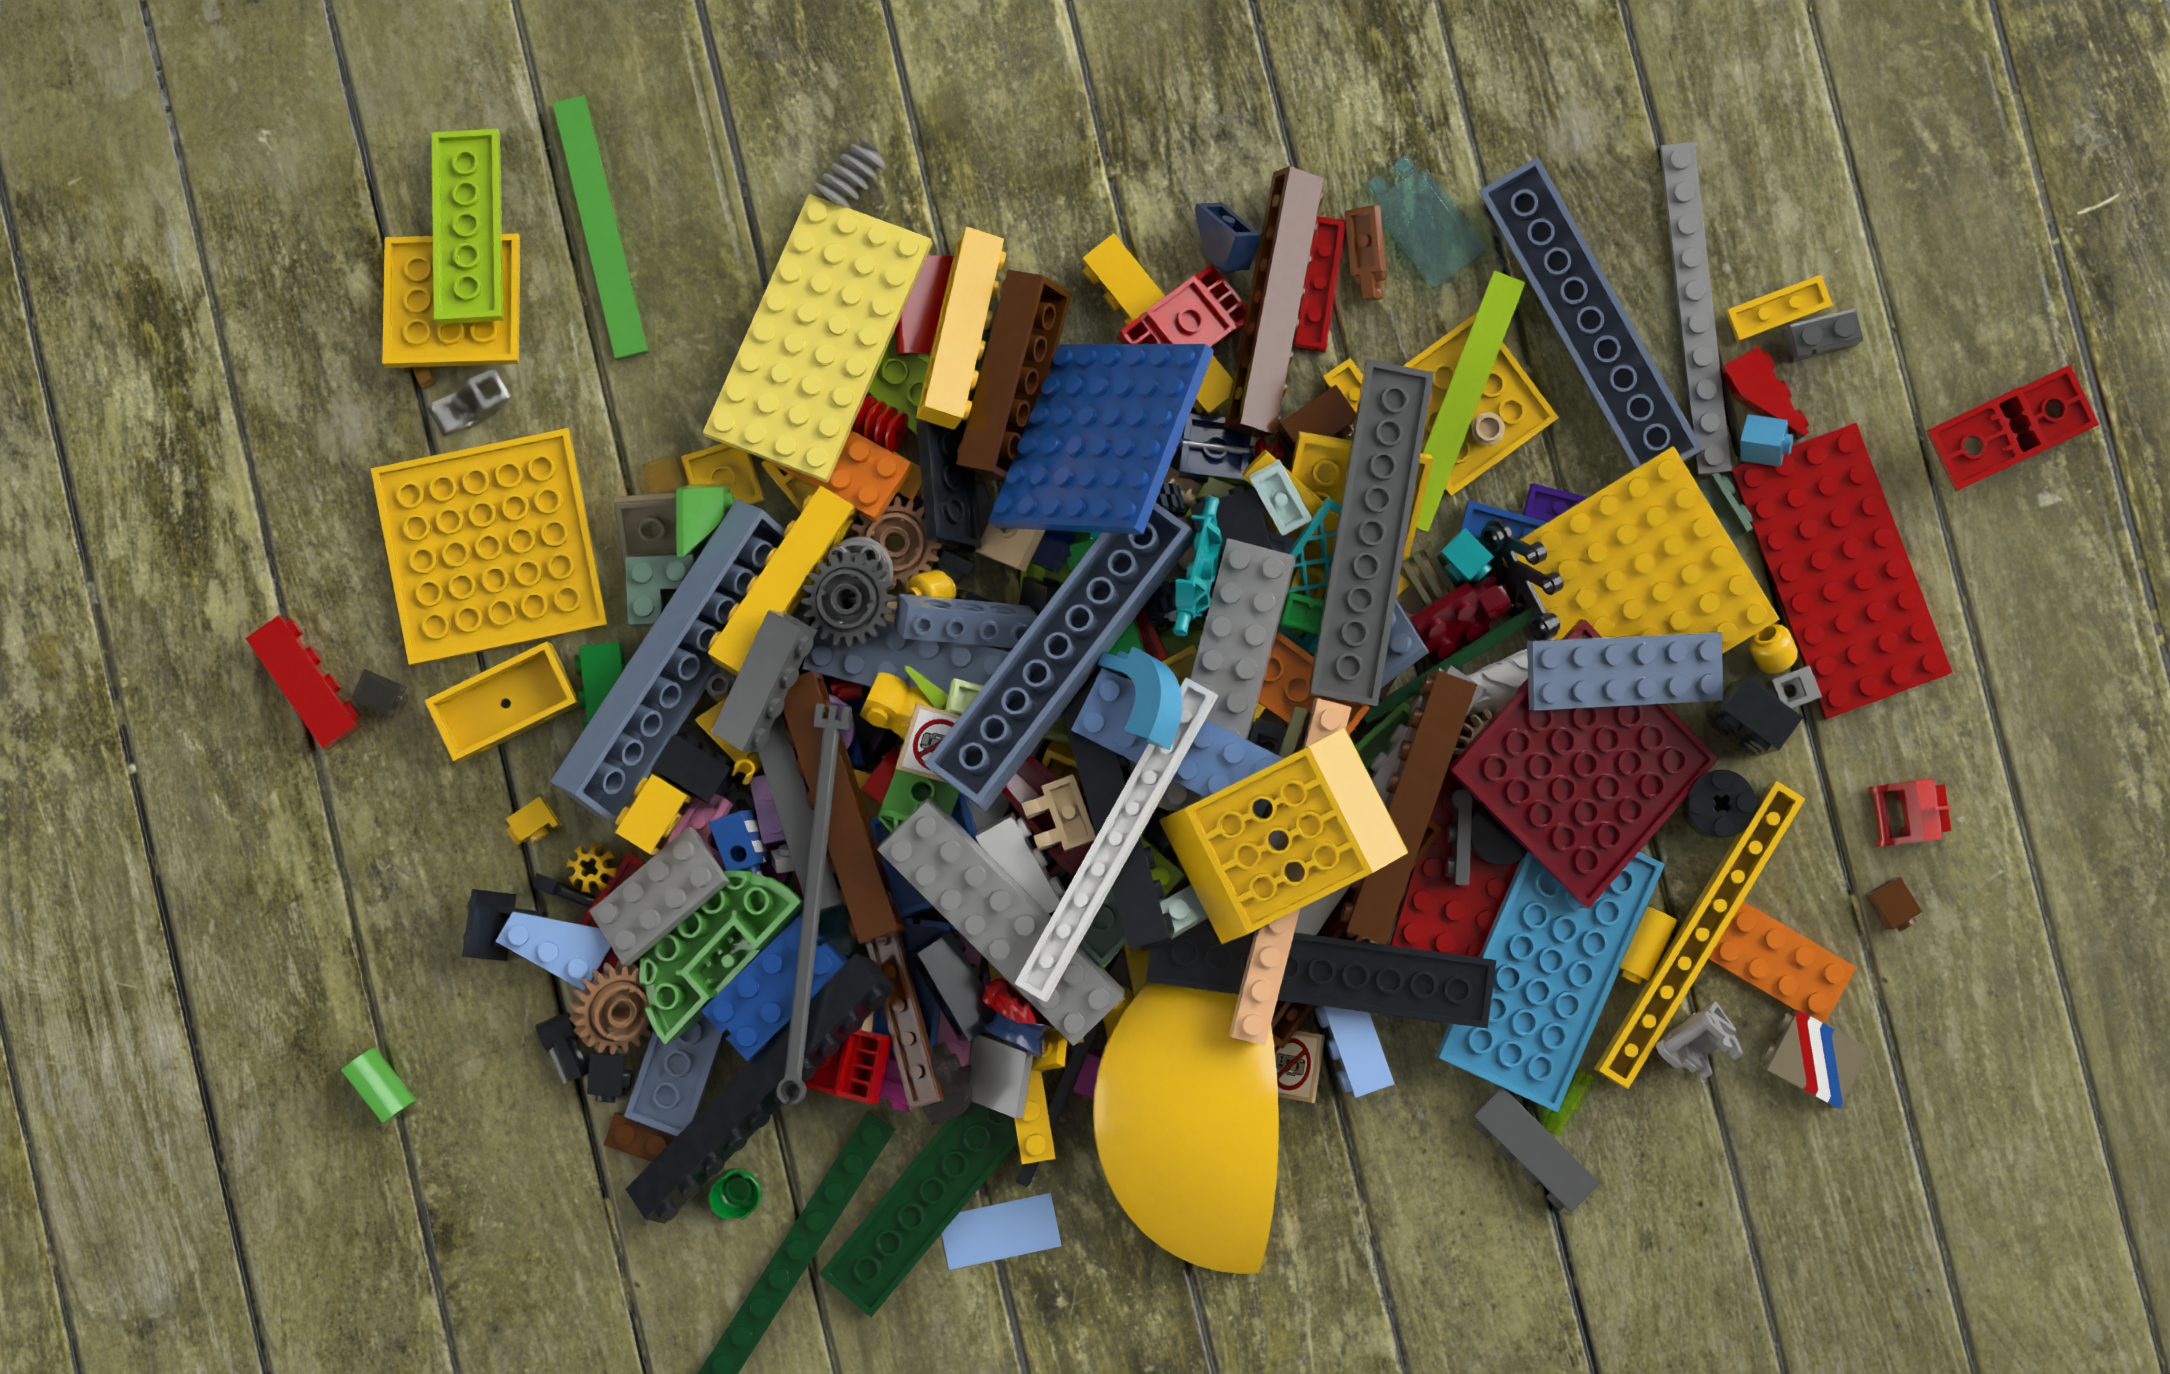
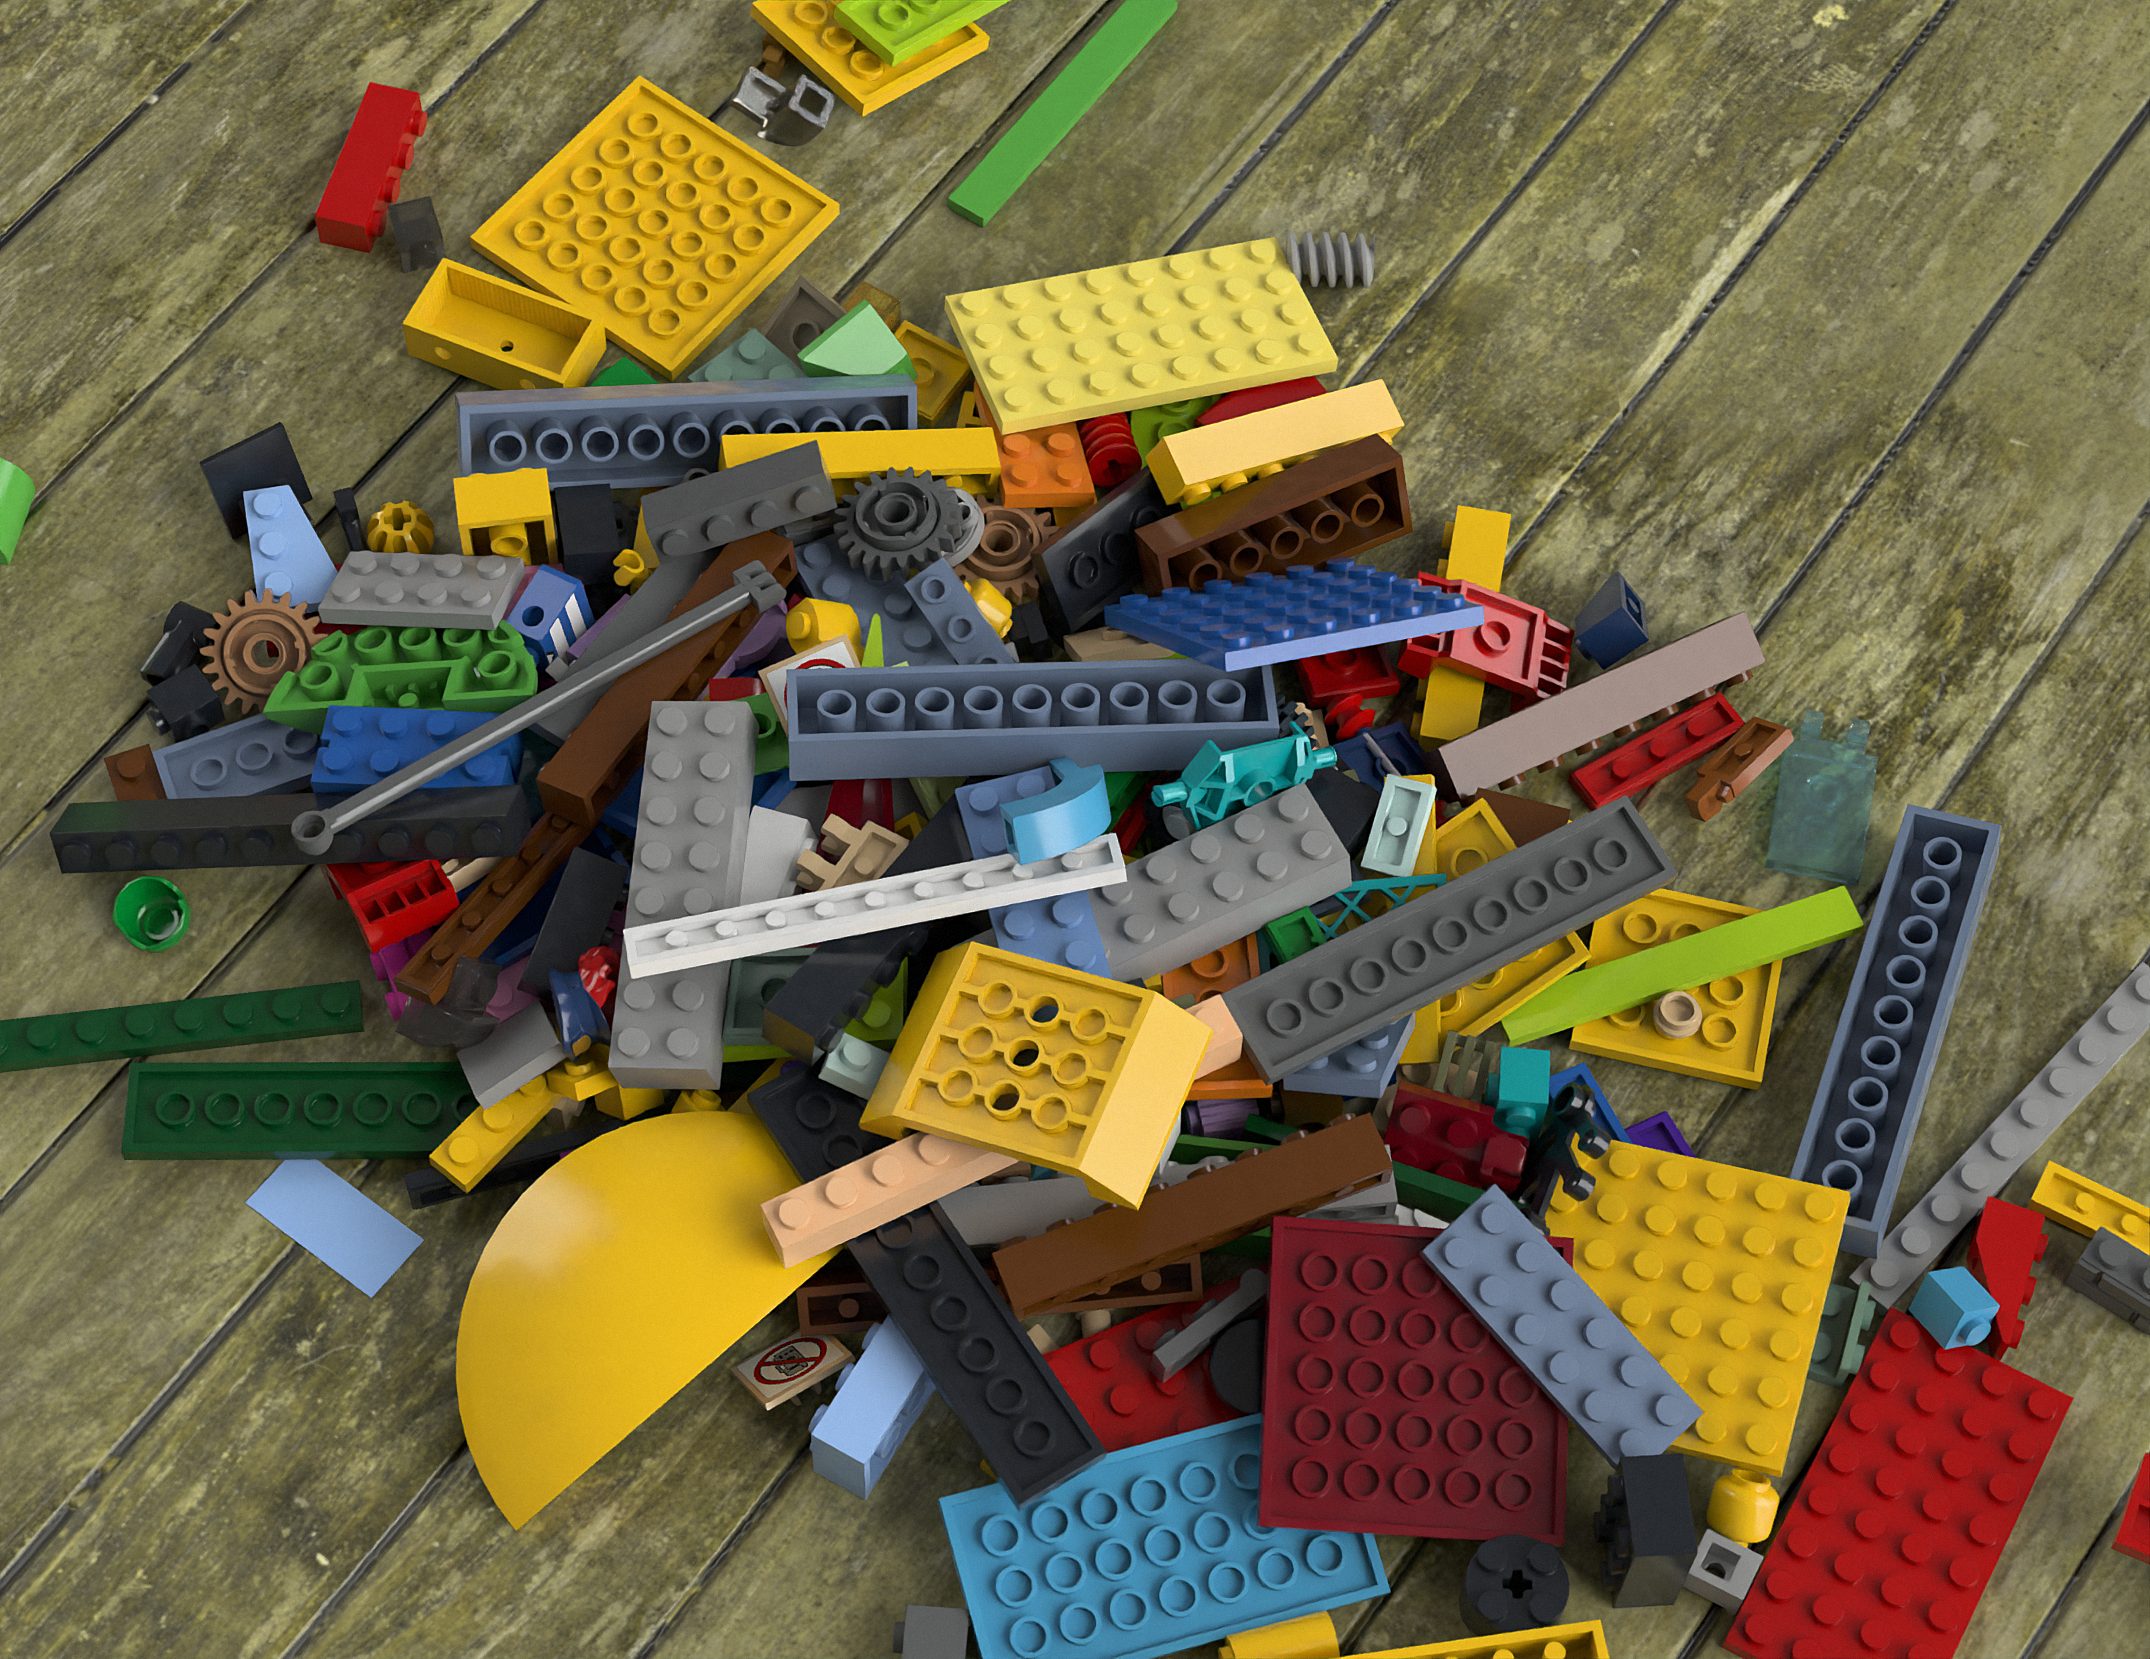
camera: 45 degrees right, 25 degrees down
(532, 822) = (403, 450): yellow brick -> none

